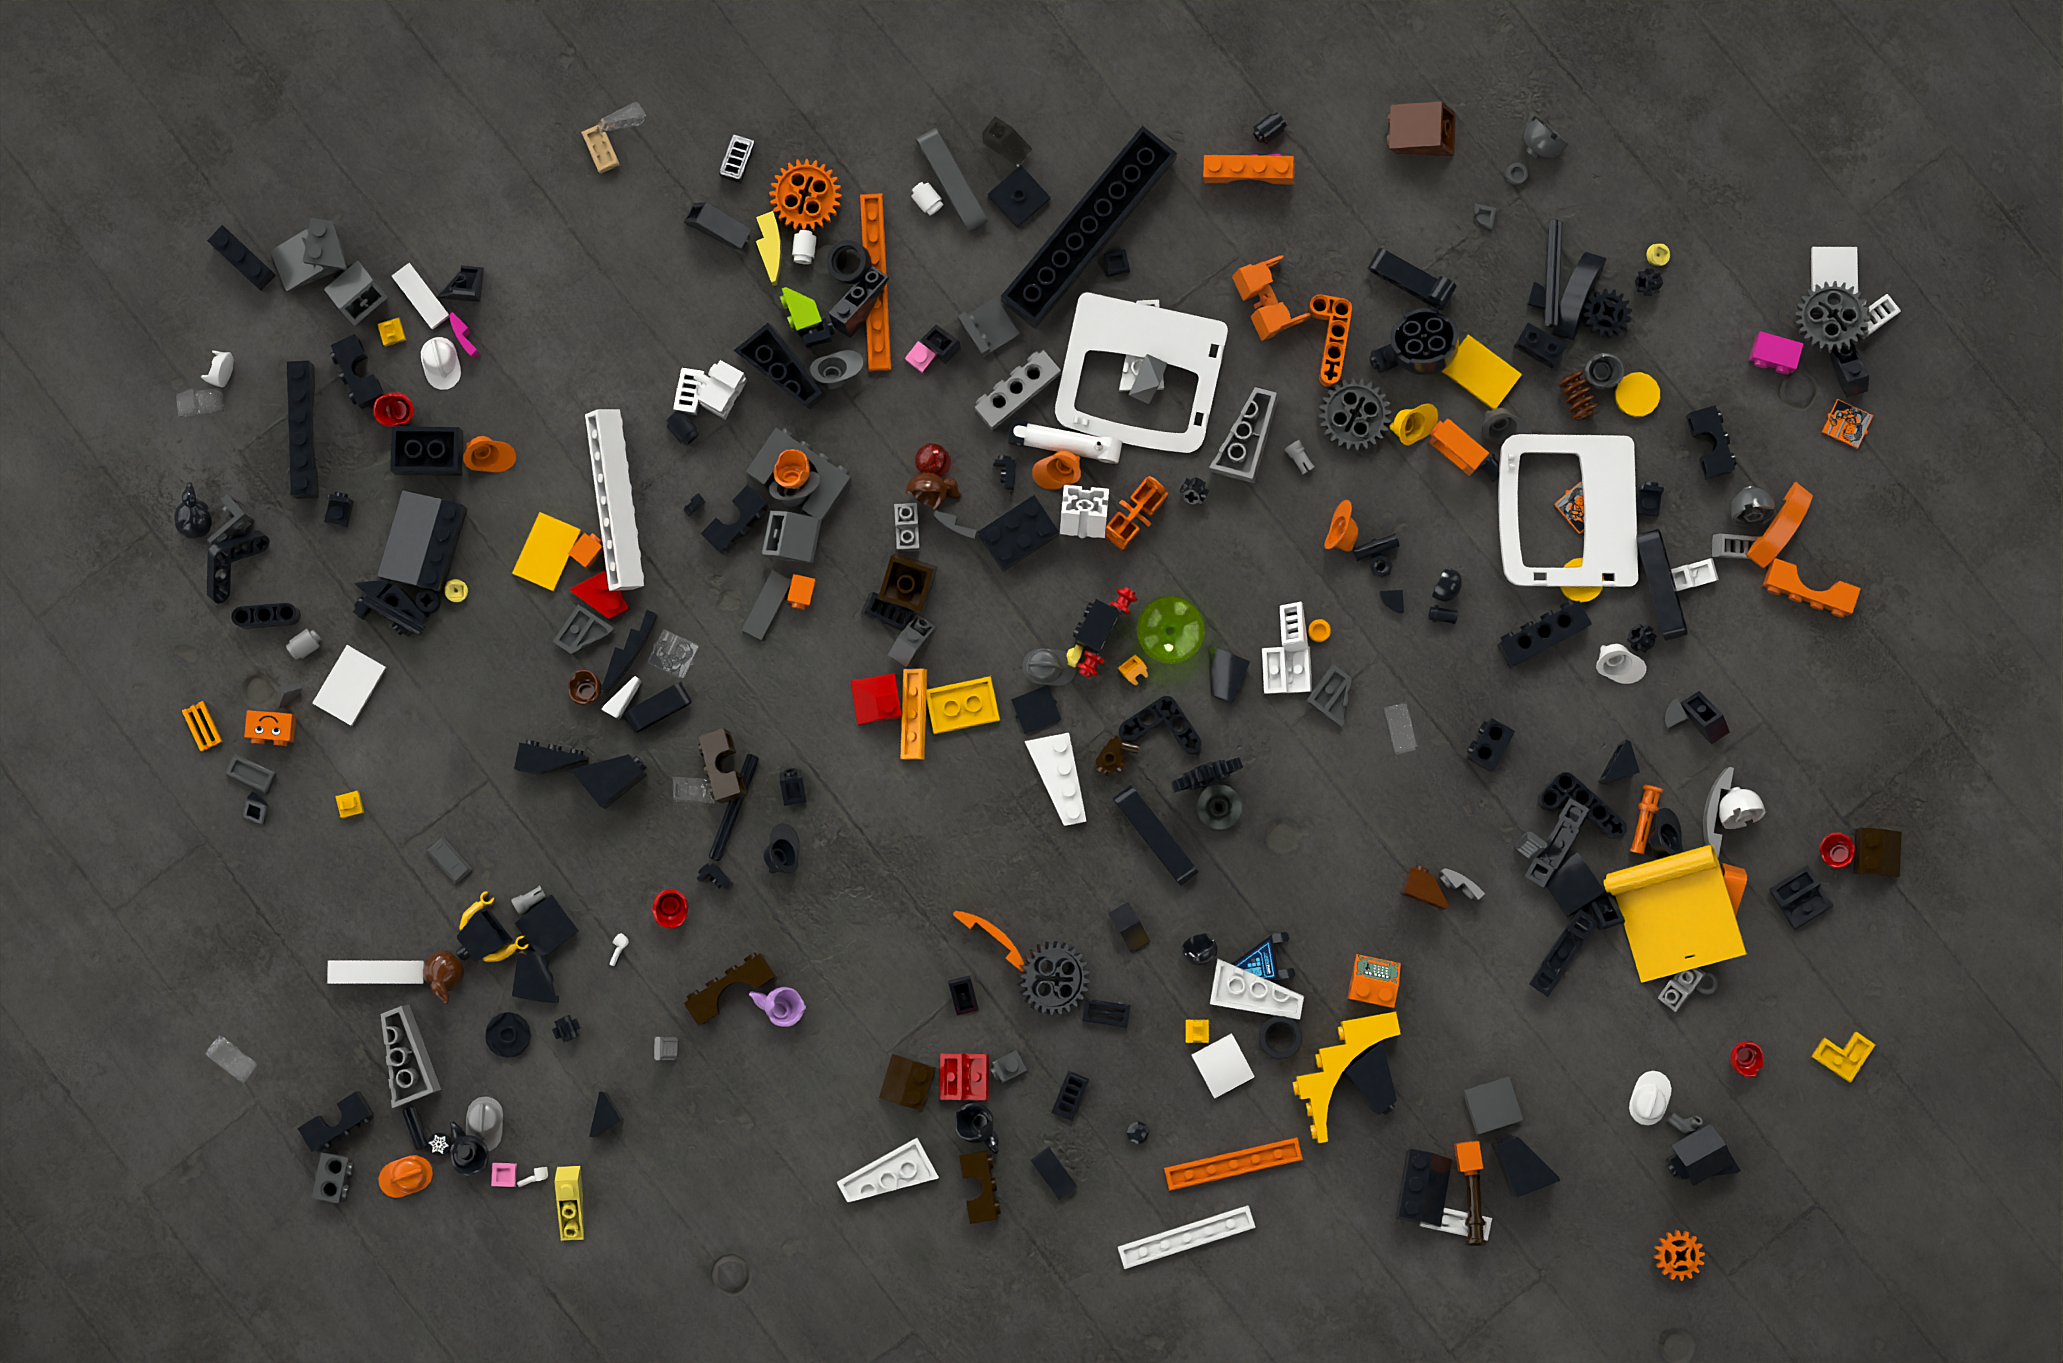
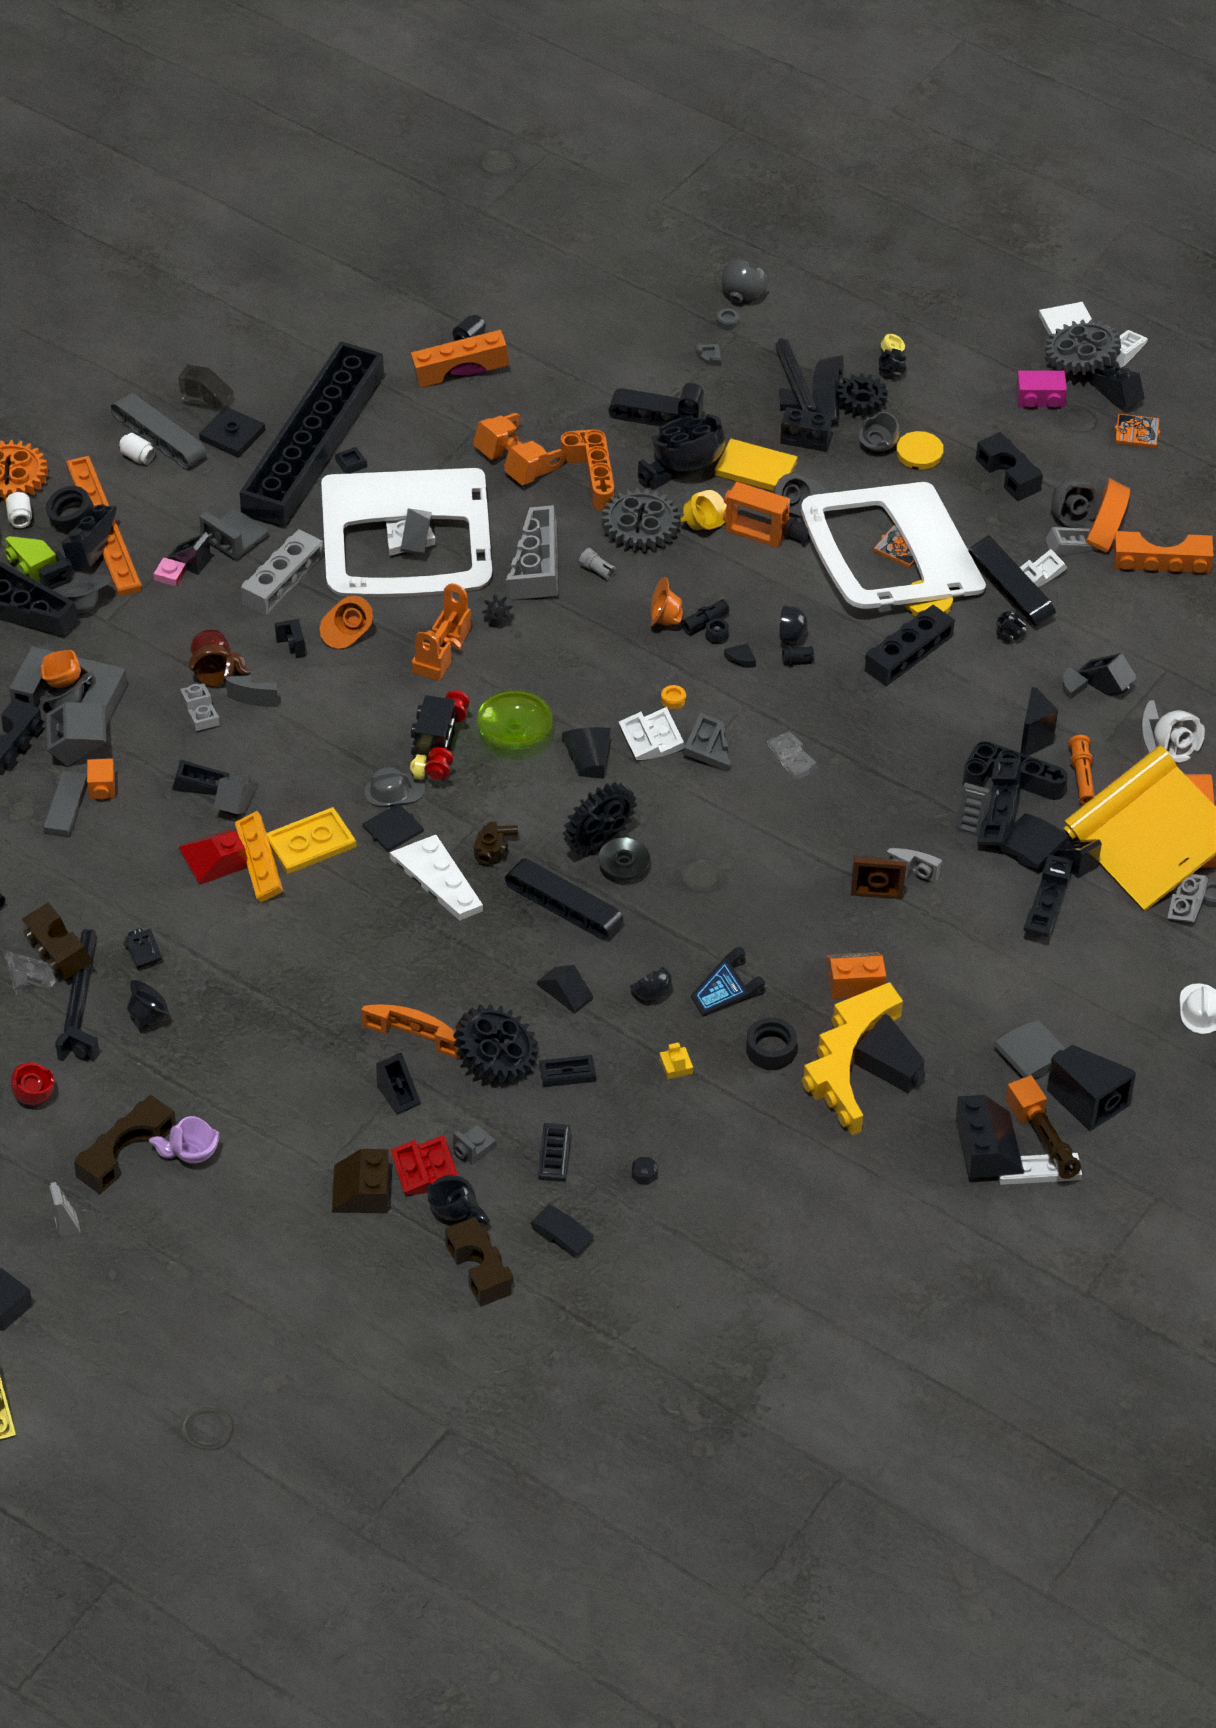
camera: 20 degrees left, 35 degrees down
(895, 1170) = (370, 1273): white wing -> none
(907, 582) = (215, 738): dark brown slope -> none
(1018, 533) = (322, 681): black brick -> none
(1084, 511) = (387, 644): white brick -> none
(1099, 448) = (386, 597): white piece -> none
(1133, 668) = (486, 766): light orange tile -> none
(1160, 716) = (531, 801): black beam -> none
(1186, 1237) = (737, 1256): white tile -> none
(1223, 1065) = (717, 1085): white slope -> none
(1233, 1163) = (764, 1175): orange tile -> none
(1249, 992) = (717, 1011): white wing -> none
(1298, 640) = (647, 698): white slope -> none
(1422, 129) = (620, 299): reddish brown slope -> none
(1495, 747) = (893, 744): black brick -> none
(1578, 396) = (862, 458): reddish brown piece -> none
(1620, 664) = (1000, 649): white piece -> none
(1649, 499) = (968, 521): black bracket -> none
(1666, 837) = (1105, 773): black piece -> none

